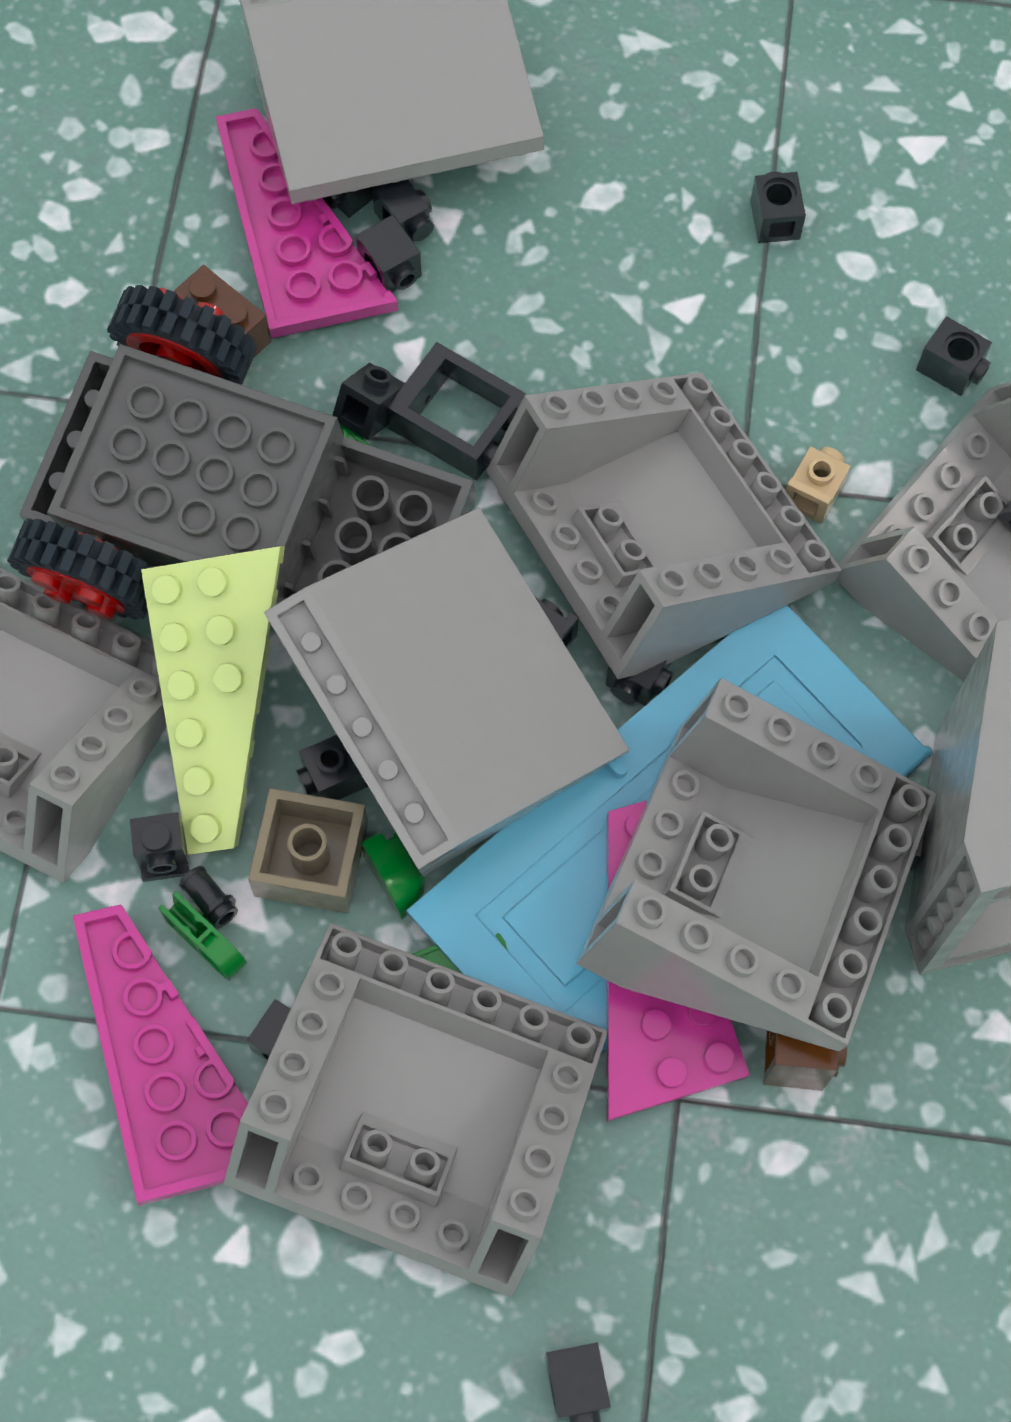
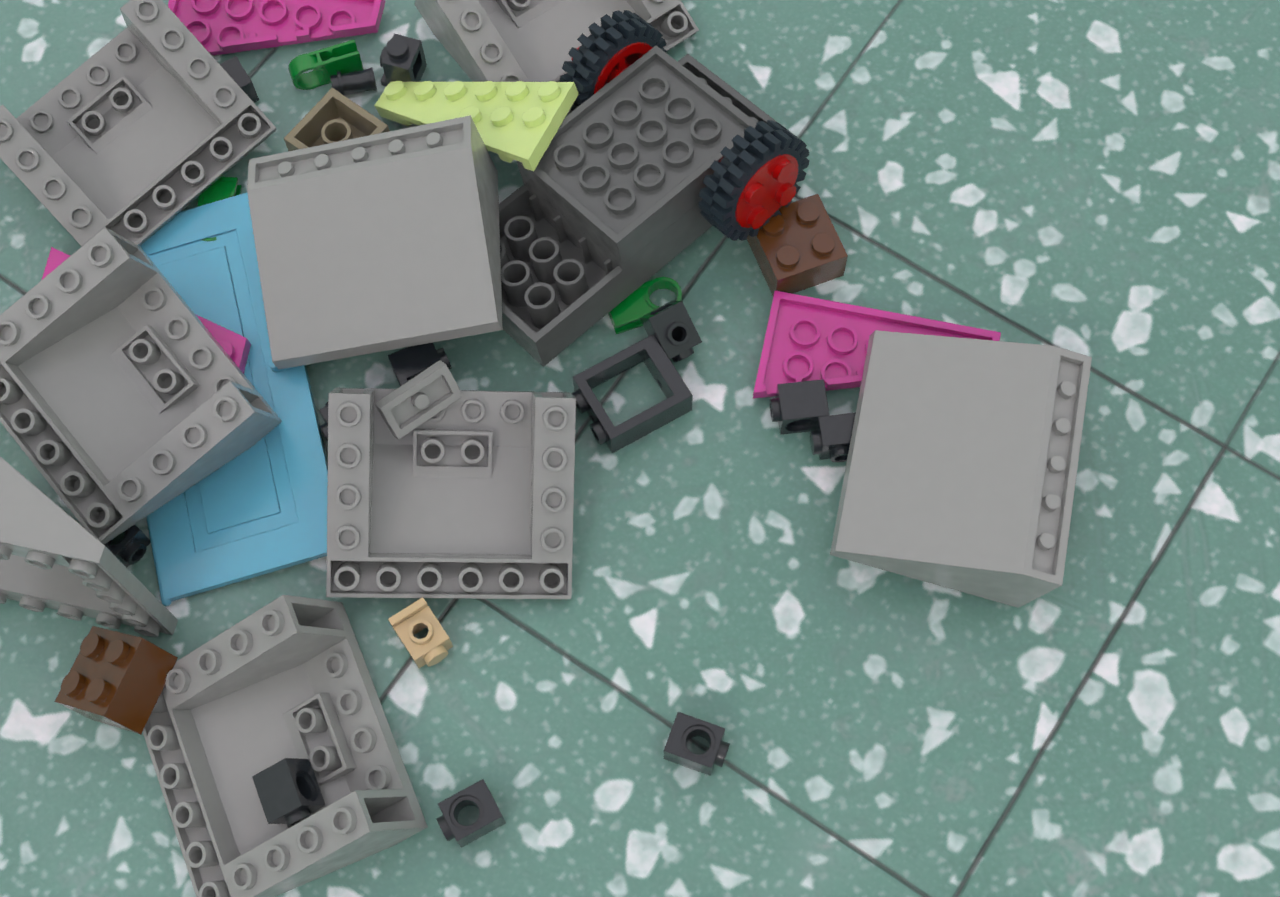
camera: 120 degrees right, 0 degrees up
(580, 564) = (419, 399): none -> light grey plate

